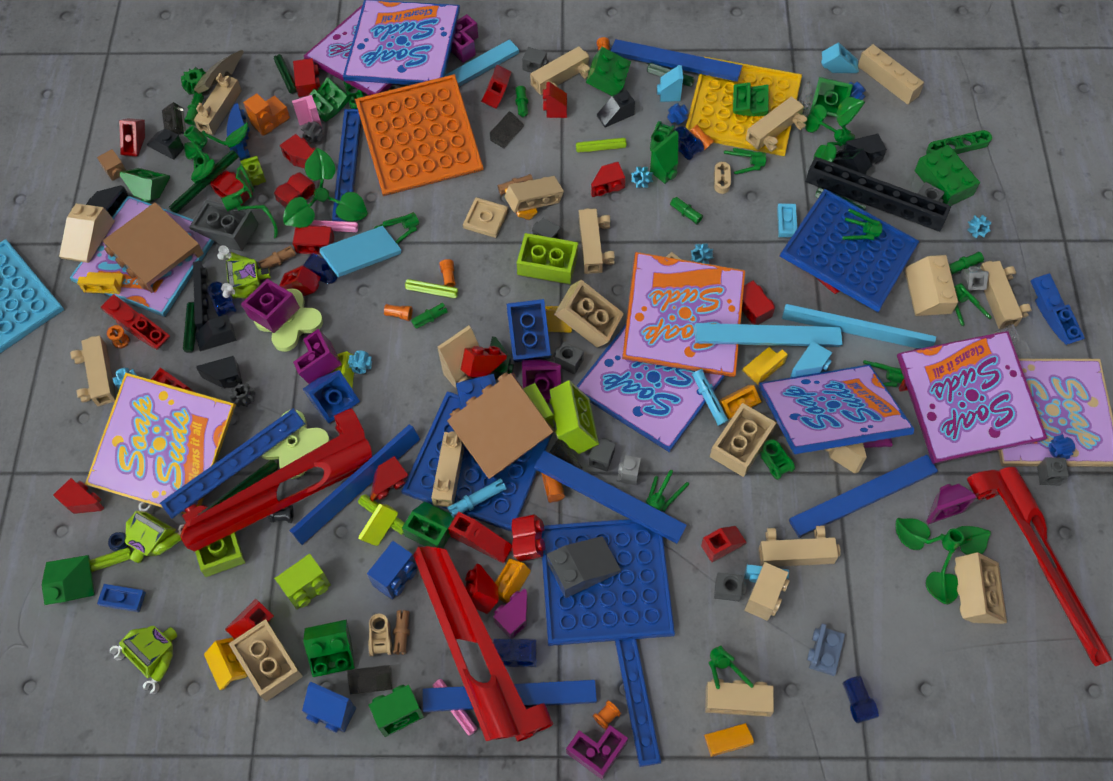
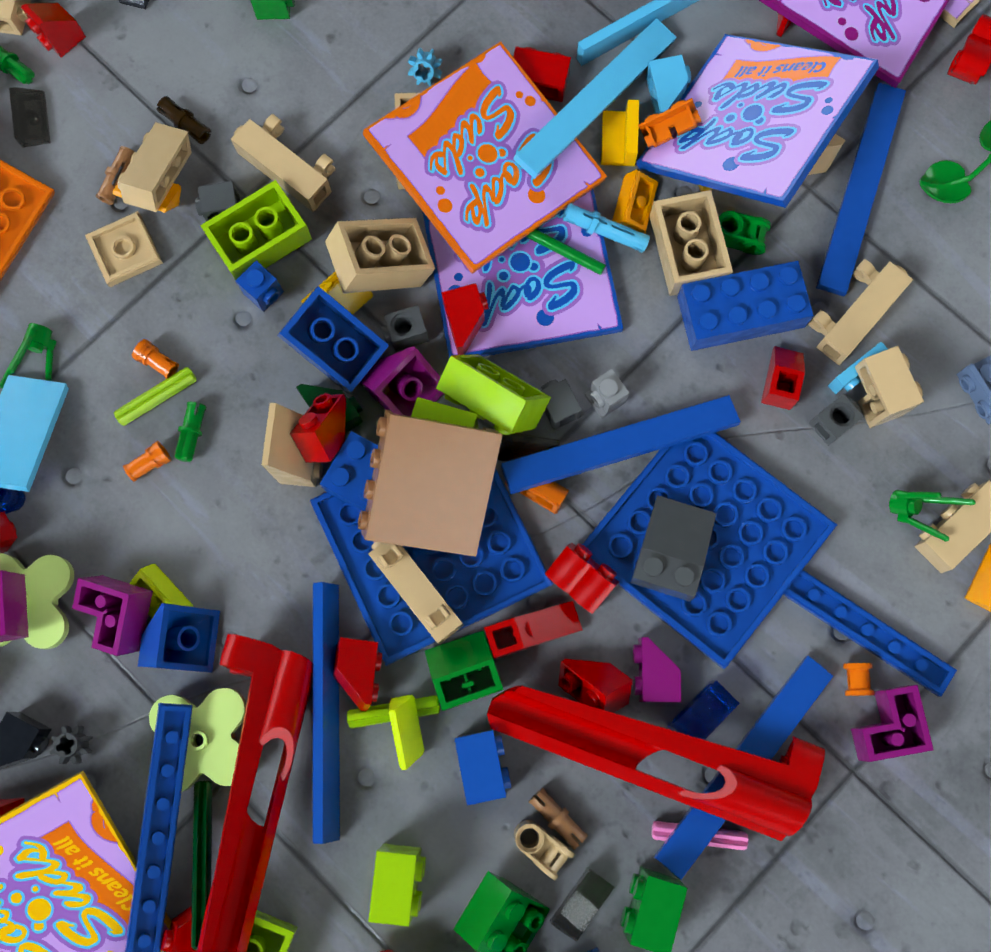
camera: 45 degrees left, 15 degrees up
(284, 514) = (285, 828): black bush -> none
(360, 362) = (170, 566): medium azure gear -> none
(476, 498) = (481, 590): medium azure pin -> none
(511, 579) = (609, 639): light orange slope -> none
(524, 282) = (259, 286): none -> blue brick
(569, 186) = (183, 119): none -> dark brown pin
(597, 145) = (165, 35): lime axle -> none
(599, 374) = (465, 314): none -> red slope
(608, 179) = (223, 69): red slope -> none
(642, 177) = (257, 40): medium azure gear -> none
(658, 500) = (670, 398): green plant -> none
(680, 392) = (567, 251): none -> green bar
(686, 210) = (349, 29): green axle -> none
(739, 492) = (744, 305): none -> blue brick
(799, 379) = (681, 115): none -> orange hinge
(893, 374) = (760, 24): green plant -> none
(950, 502) = (955, 113): magenta slope -> none

